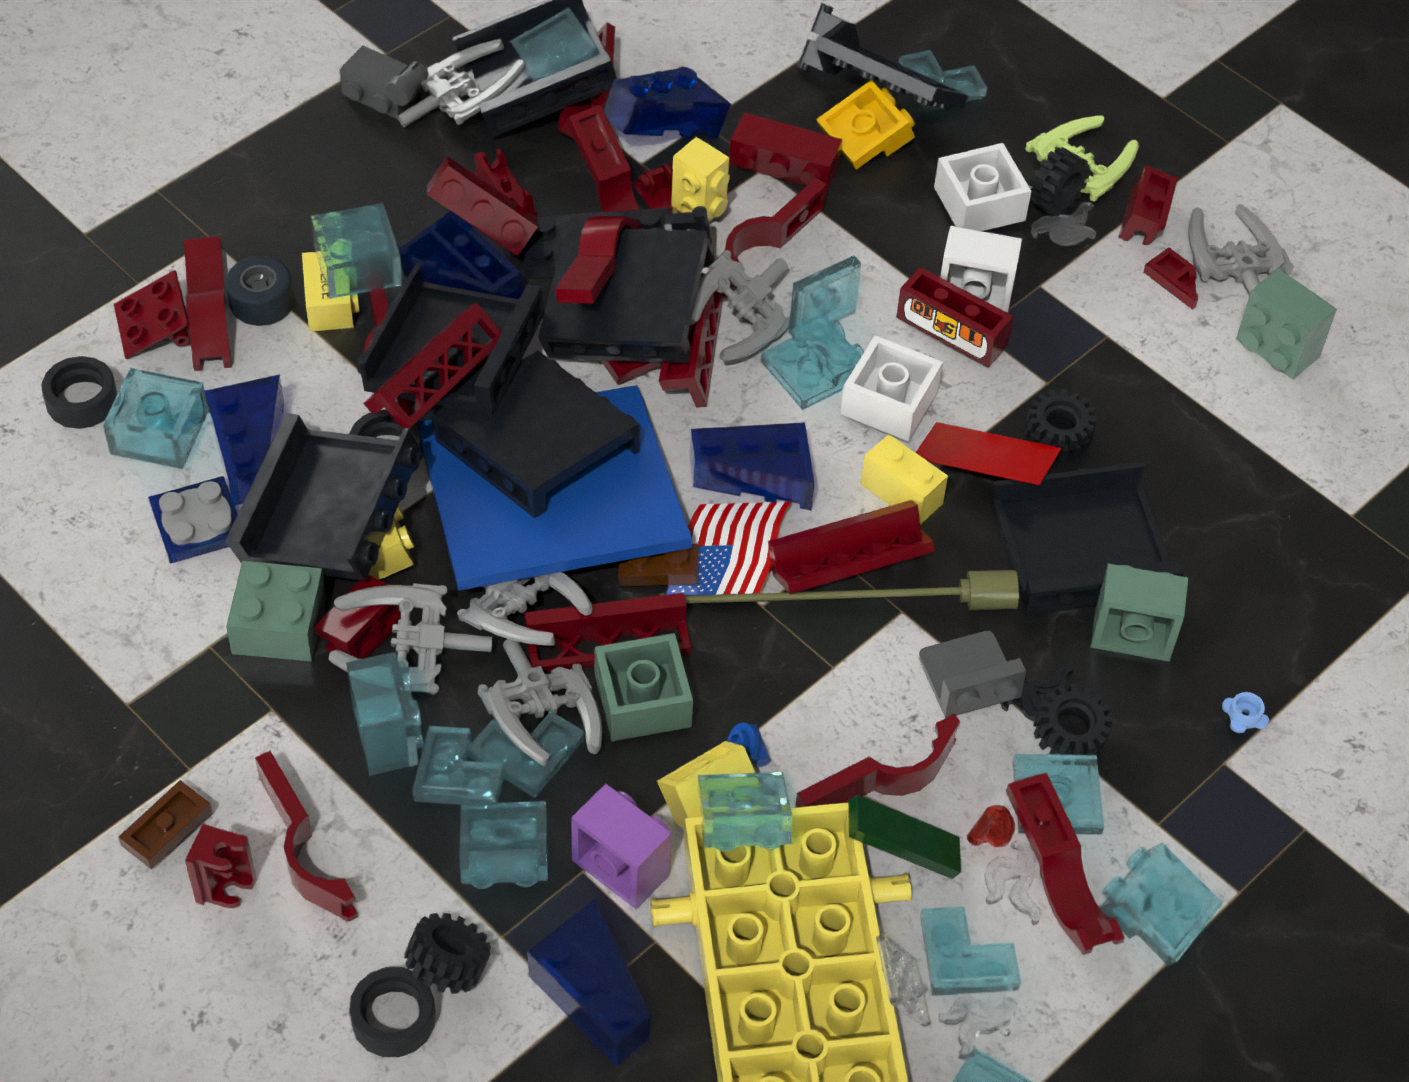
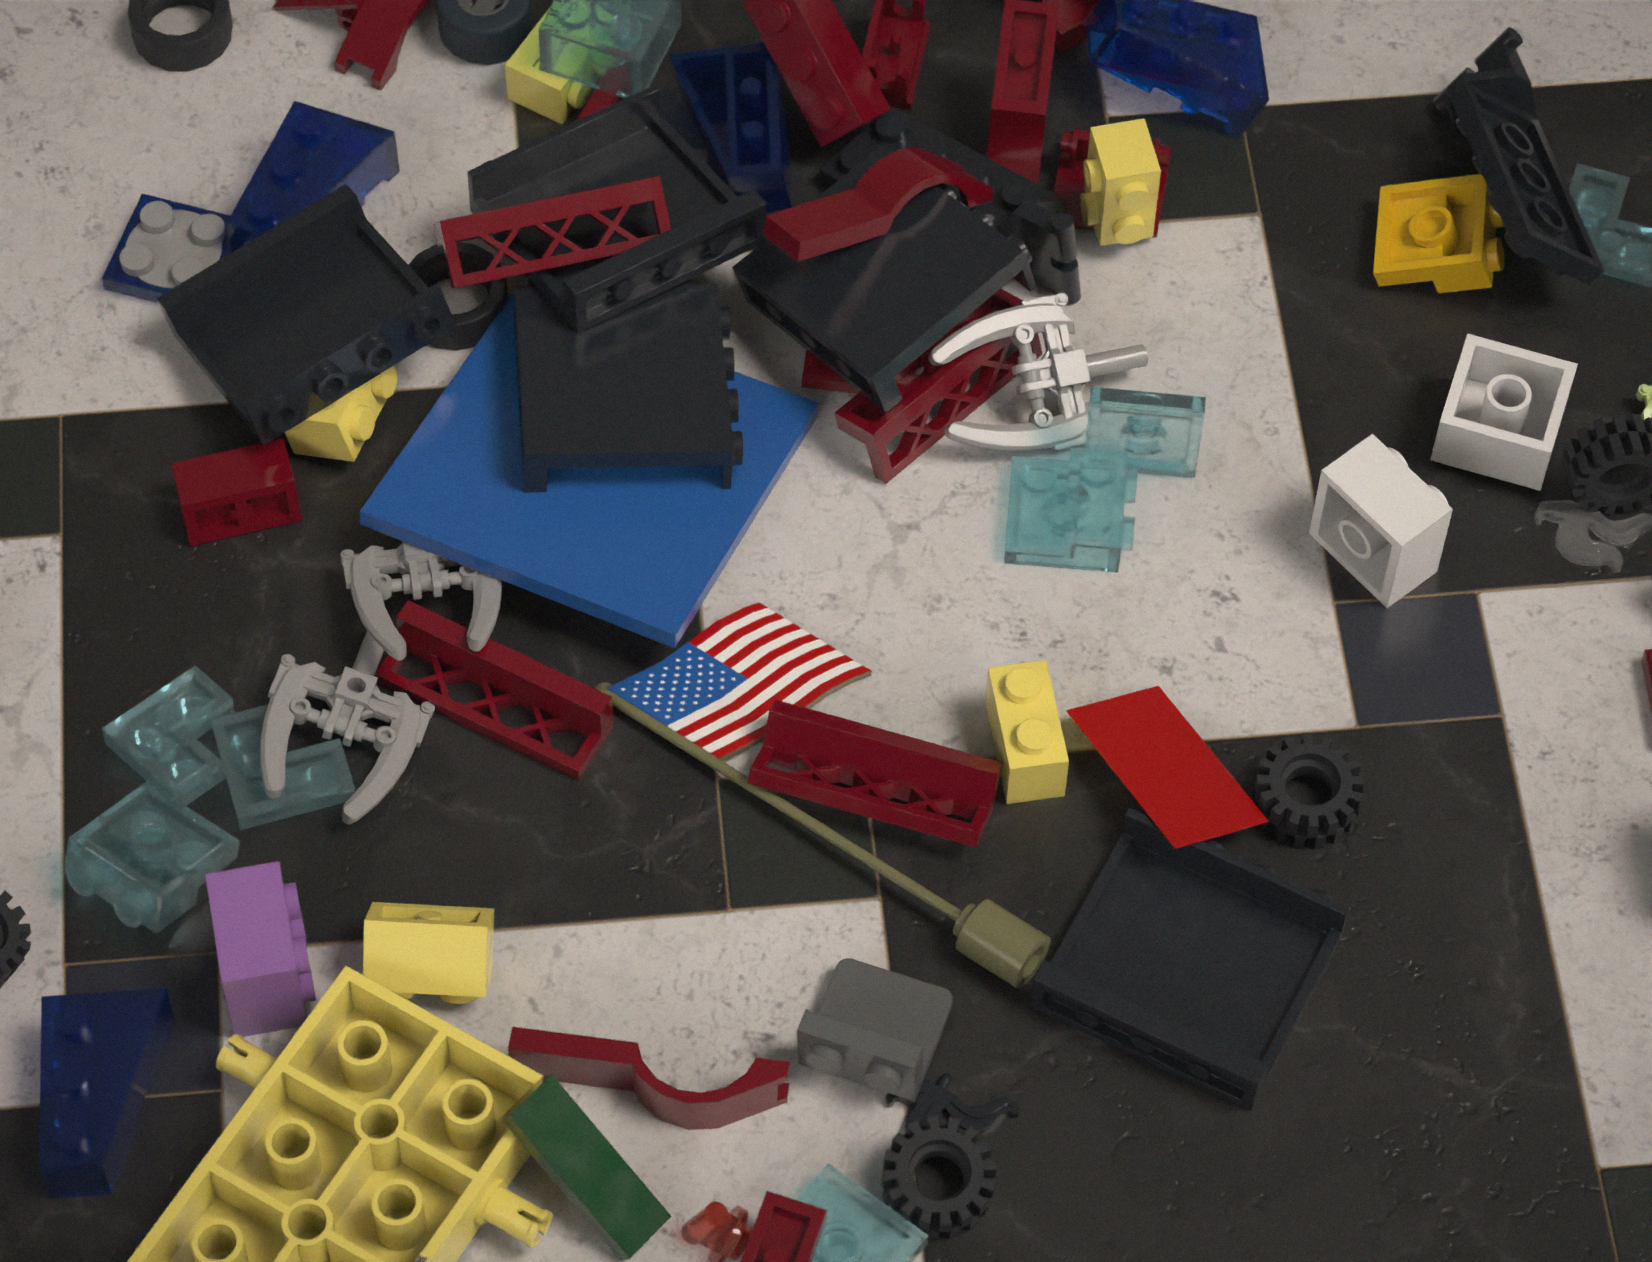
camera: 40 degrees right, 5 degrees up
(156, 418) = (220, 101): clear light blue brick -> none
(276, 611) = (150, 415): sand green brick -> none
(385, 712) = (145, 614): clear light blue brick -> none
(425, 638) = (282, 559): light grey bar -> none
(643, 687) = (463, 780): sand green brick -> none
(667, 568) = (635, 657): reddish brown plate -> none
(744, 810) = (404, 1000): clear light blue plate -> none
(750, 737) = (531, 934): blue plate -> none
(755, 461) = (865, 590): clear blue wedge -> none
(782, 226) = (1186, 305): dark red piece -> none
(784, 151) = (1295, 208): dark red brick -> none
(891, 388) = (1120, 603): white brick -> none
(954, 316) = (1295, 561): dark red brick -> none
(1139, 612) = (1147, 1093): sand green brick -> none

